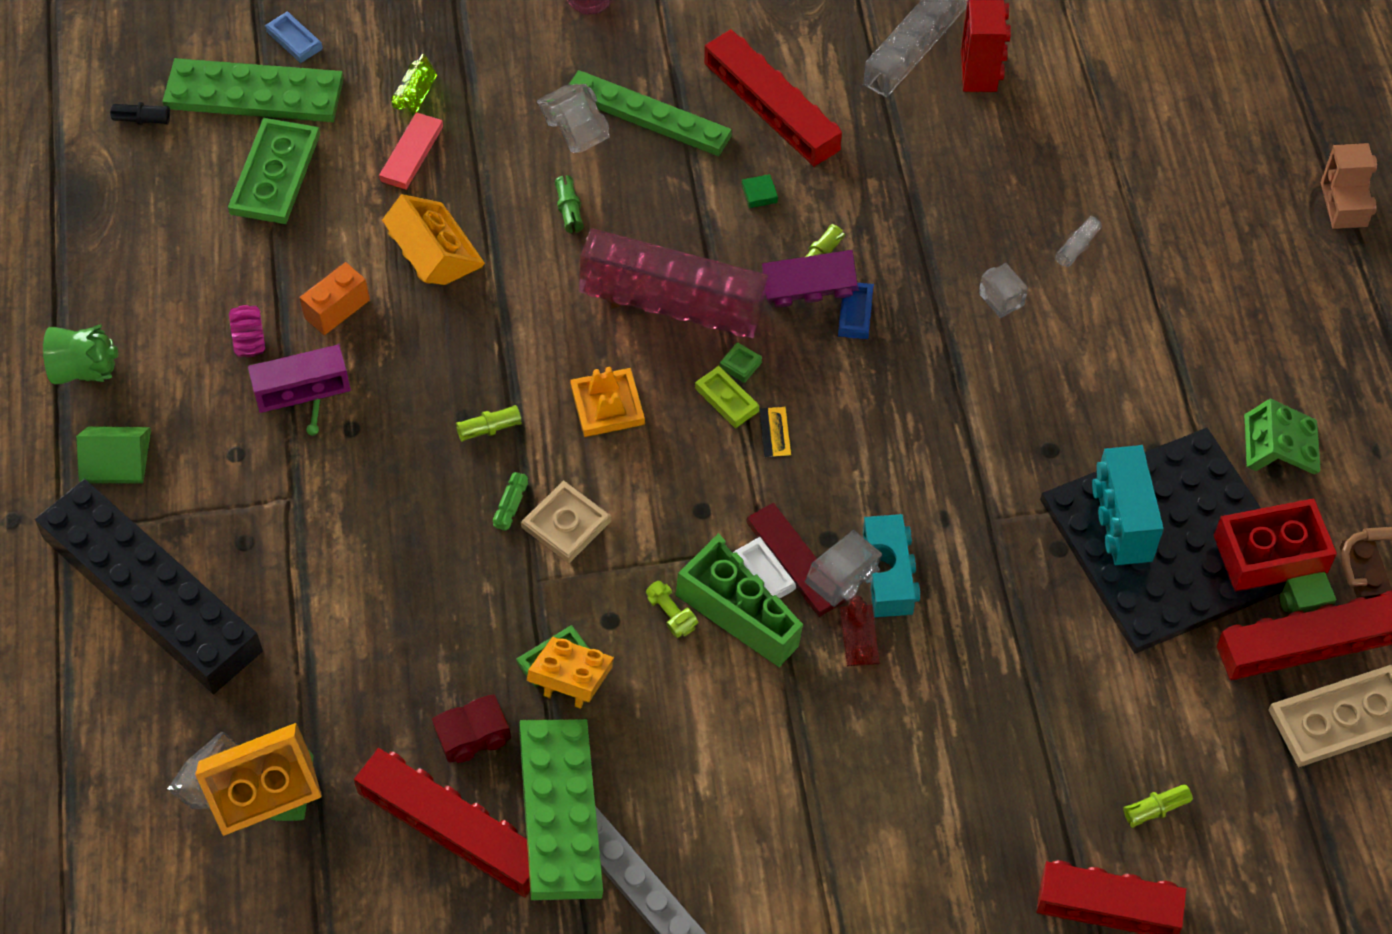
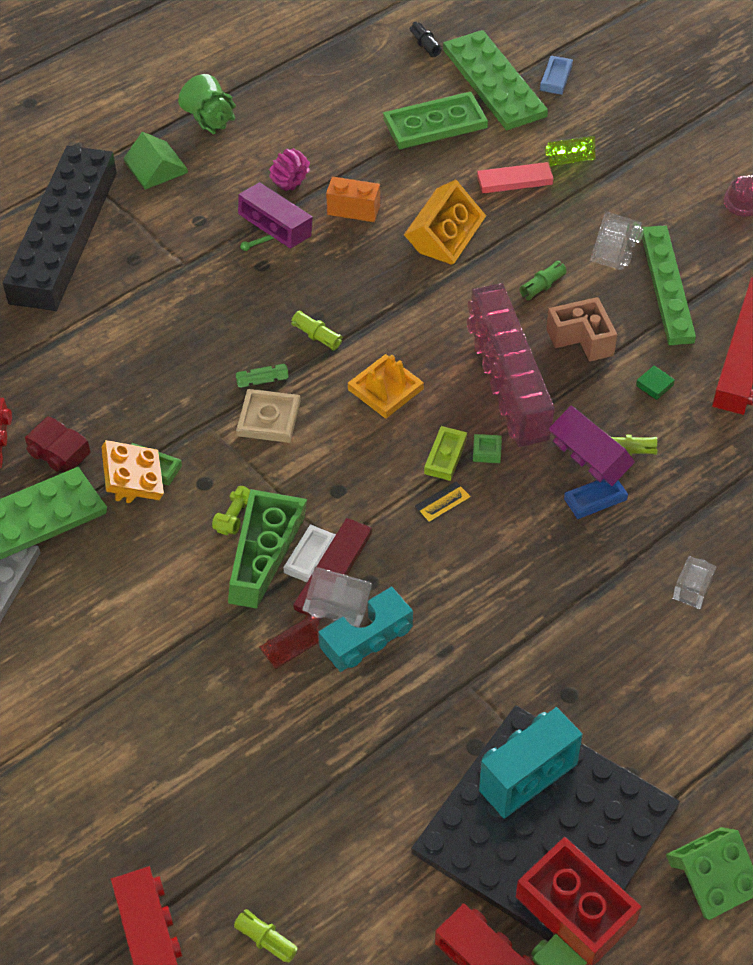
camera: 60 degrees right, 5 degrees down
(664, 199) = (584, 324): none -> nougat brick

